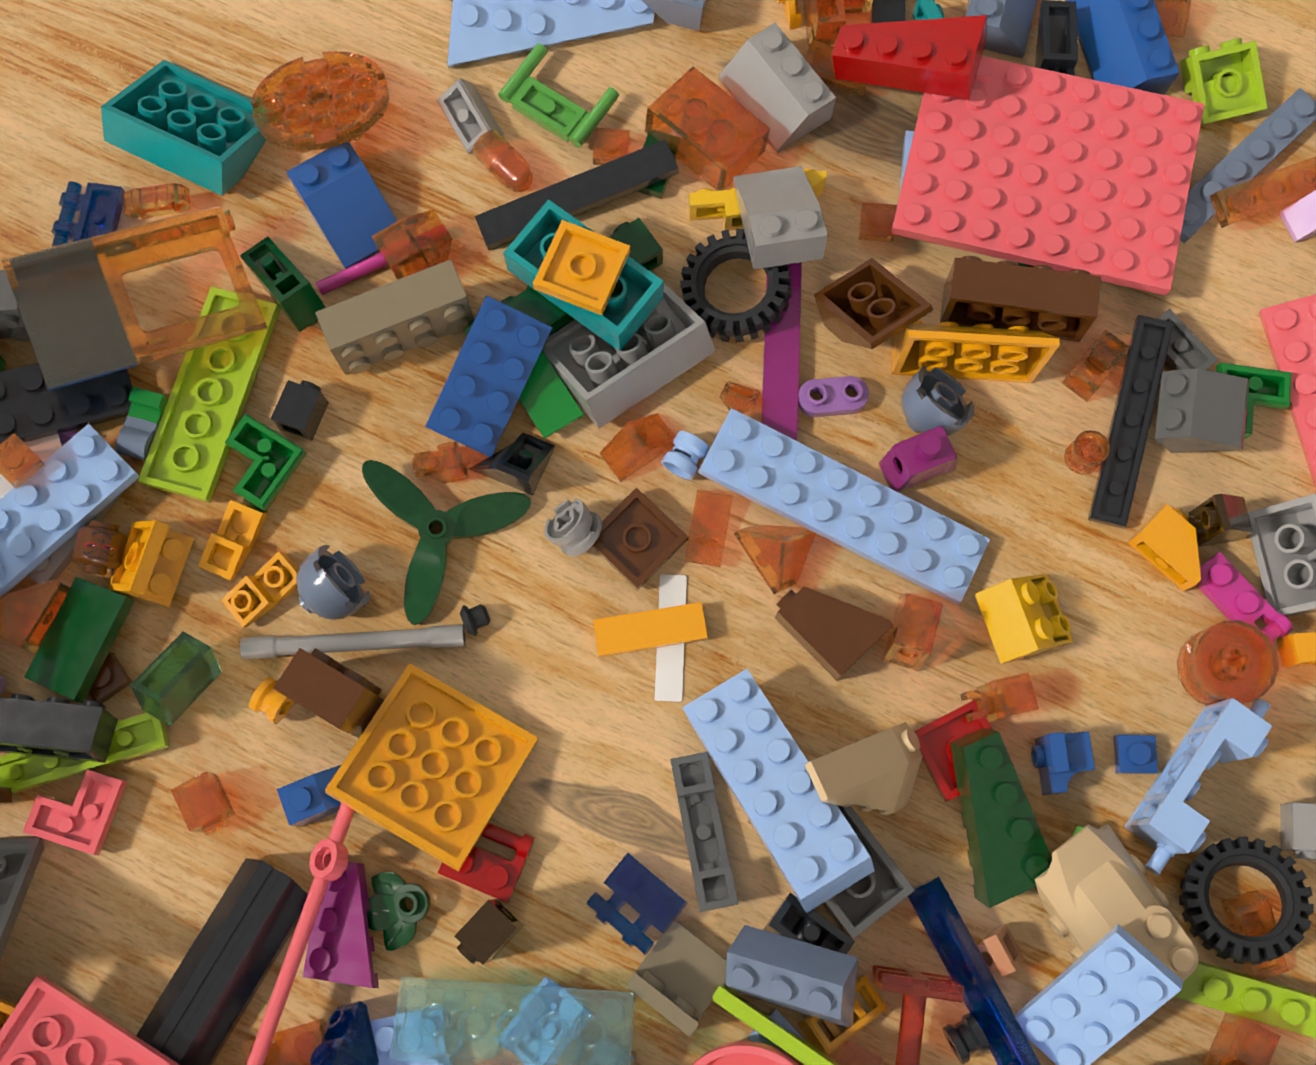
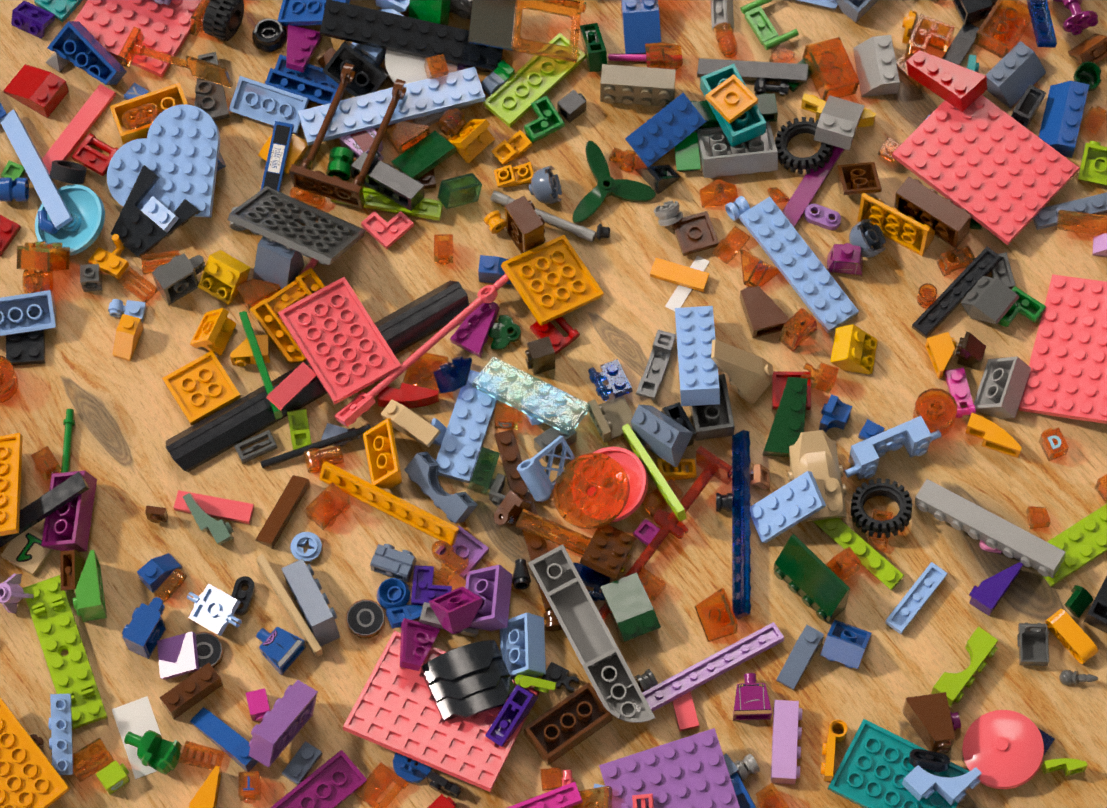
camera: 30 degrees right, 10 degrees down
(607, 217) = (762, 87): none -> black bar

